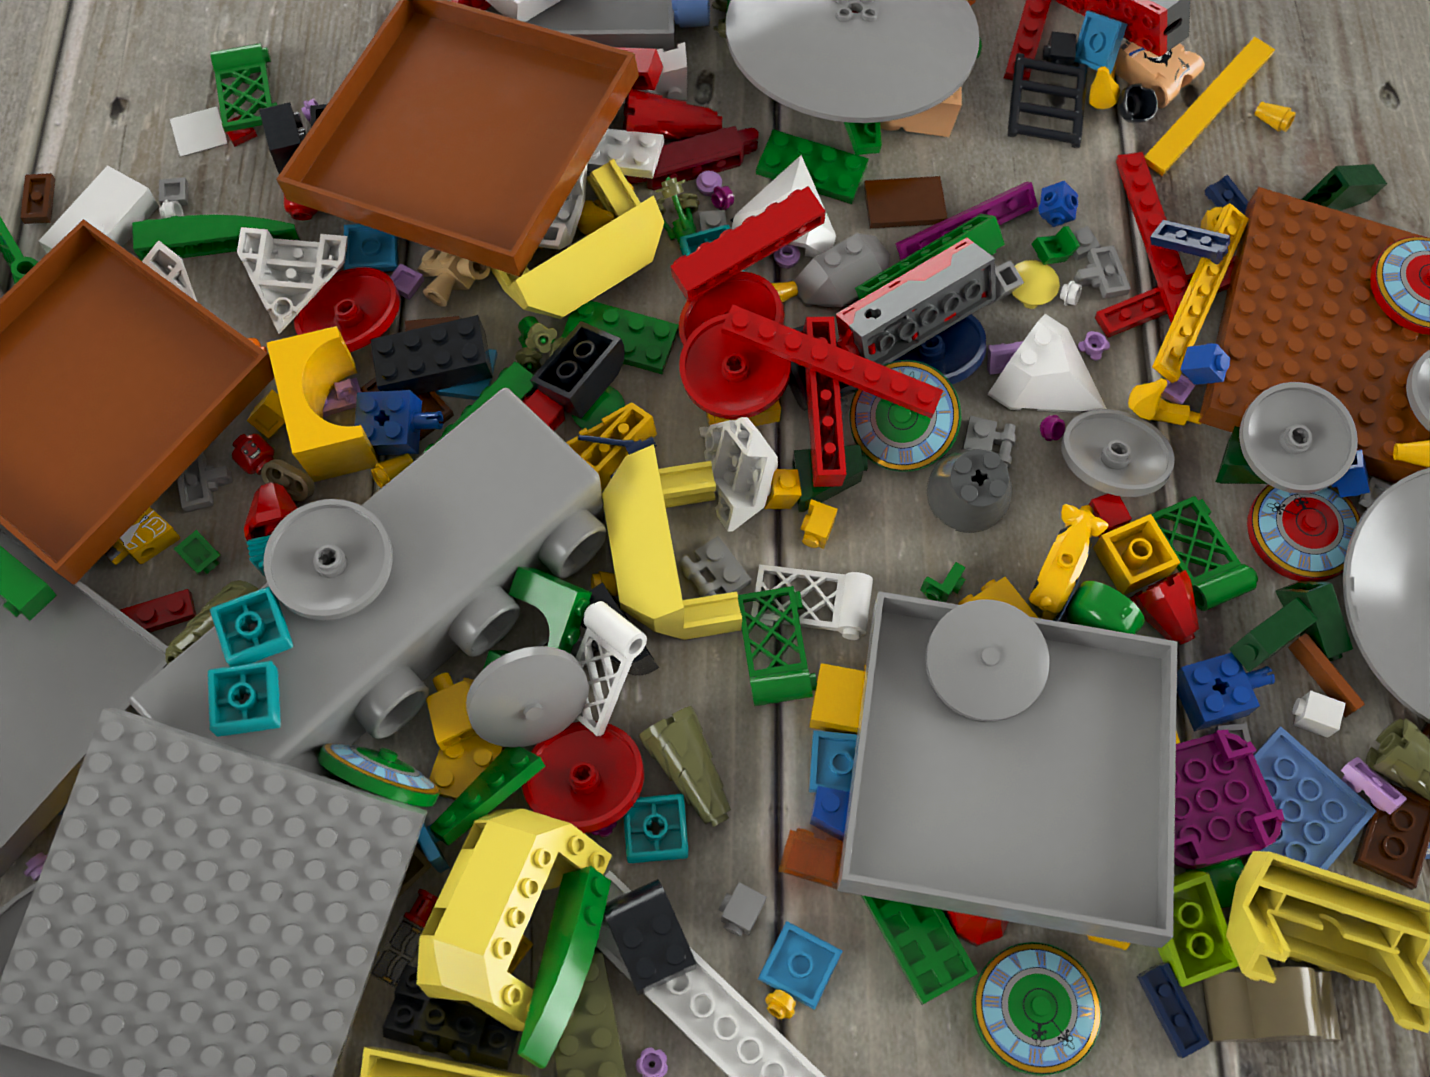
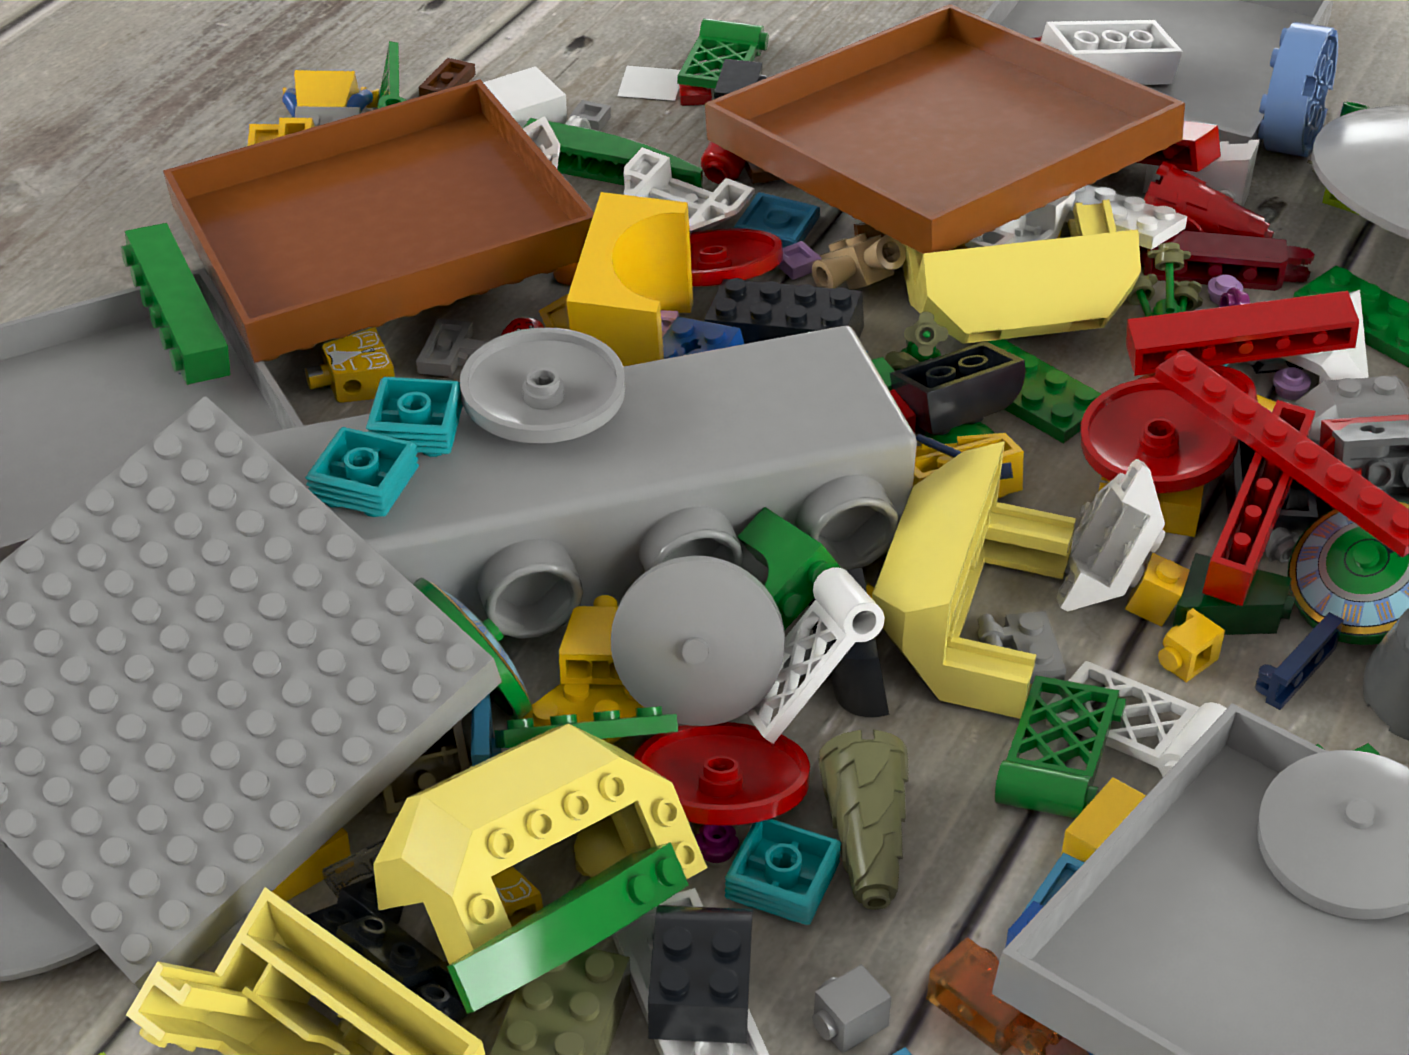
camera: 30 degrees right, 25 degrees down
(882, 530) = (1283, 682): none -> dark blue hinge

